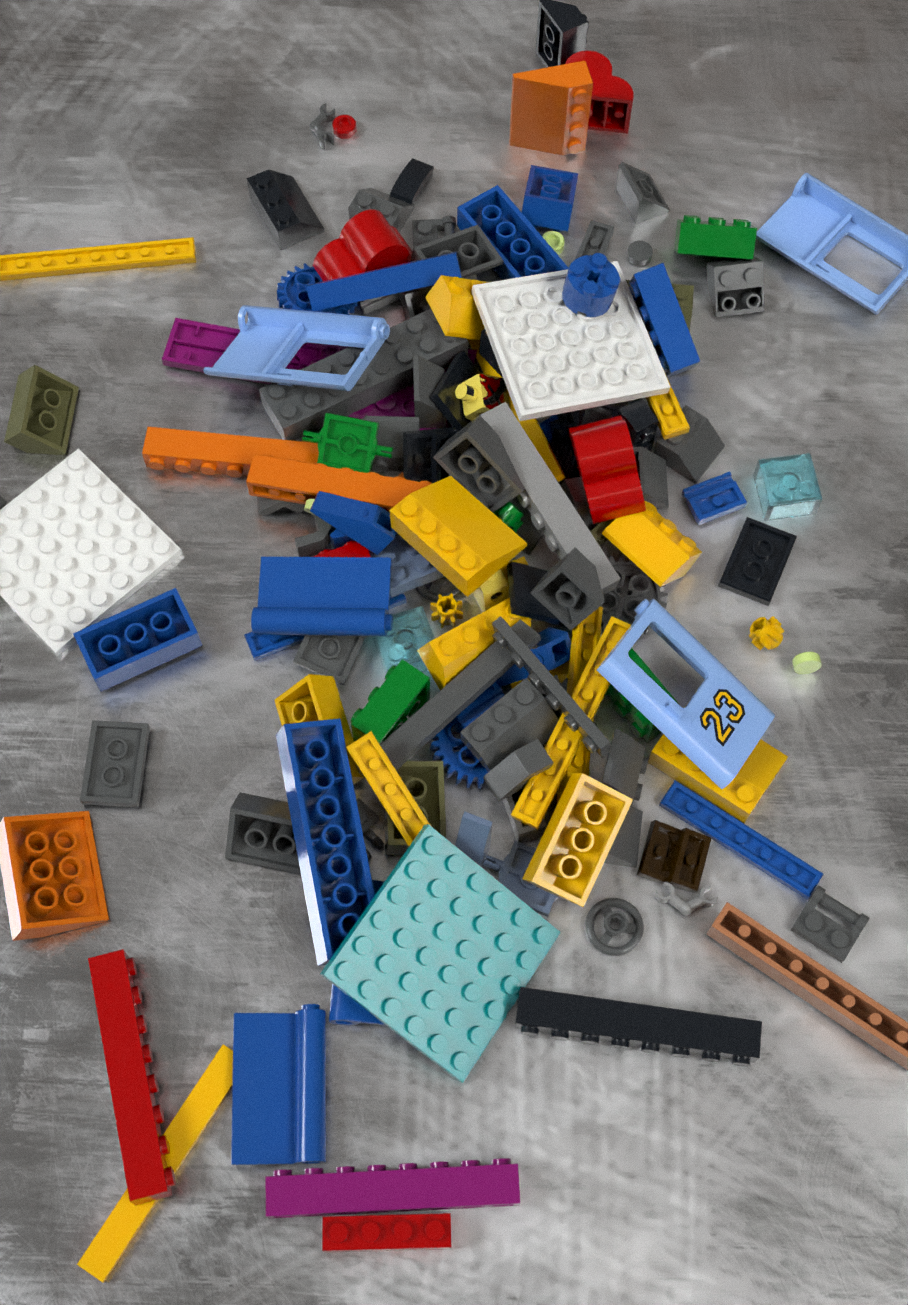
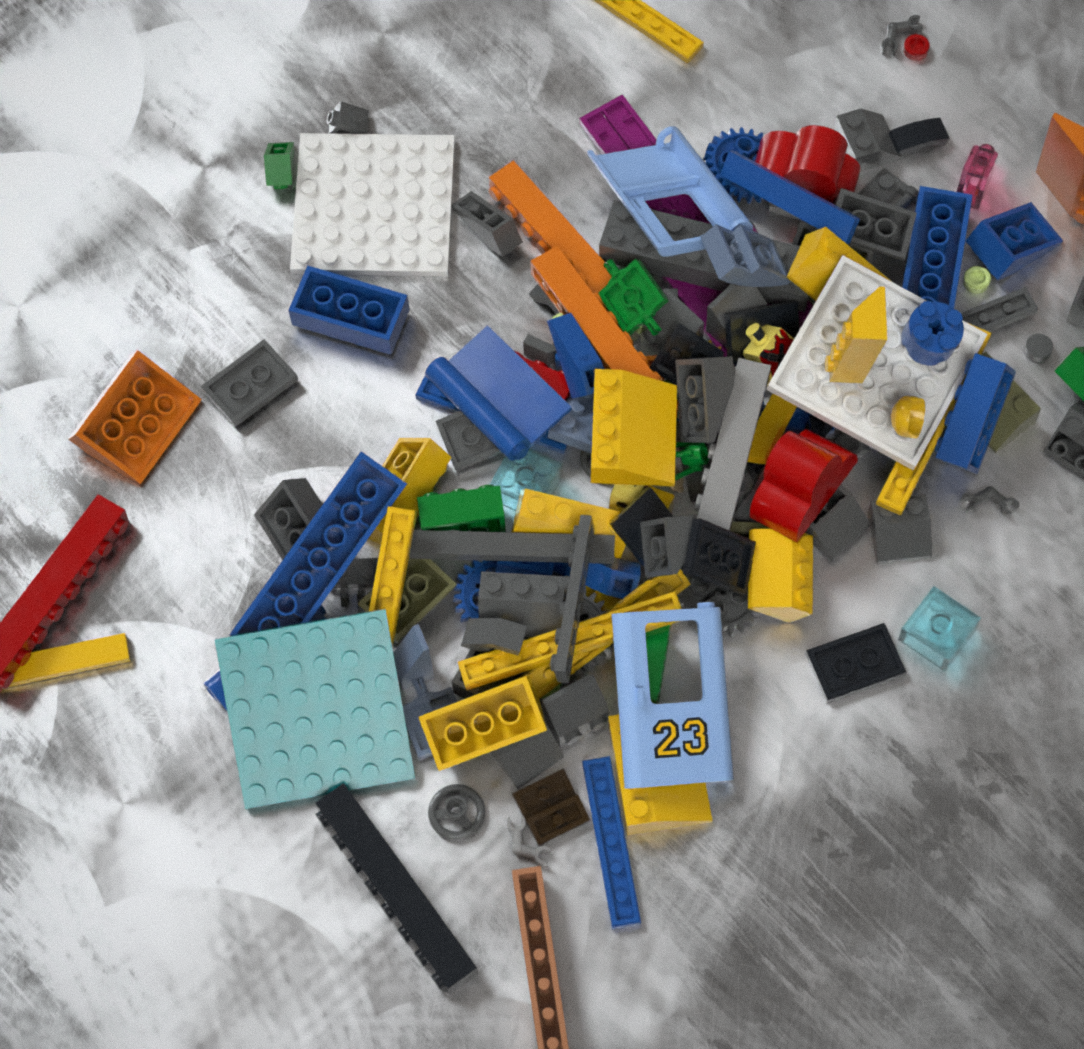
camera: 50 degrees right, 0 degrees up
(41, 412) = (455, 86): olive slope -> none
(176, 487) = (488, 223): none -> dark grey slope
(279, 1088) = (129, 694): blue door -> none
(283, 208) = (796, 75): black slope -> none
(386, 1233) = (97, 850): red brick -> none
(392, 1190) = (129, 829): magenta brick -> none
(405, 344) = (744, 257): none -> sand blue slope
(452, 614) = (576, 488): yellow gear -> none
(480, 165) = (980, 165): none -> clear pink torso
(565, 320) = (859, 341): none -> yellow slope
(613, 565) = (719, 557): none -> black tile
(634, 355) = (908, 416): none -> yellow hair
(640, 423) = (868, 476): black brick -> none
(714, 498) = (874, 586): blue plate -> none
(716, 372) = (992, 494): none -> dark grey arm
(766, 633) = (795, 718): yellow gear -> none
(806, 662) = (802, 768): yellowish green tile -> none
(824, 931) = (597, 963): dark grey plate -> none

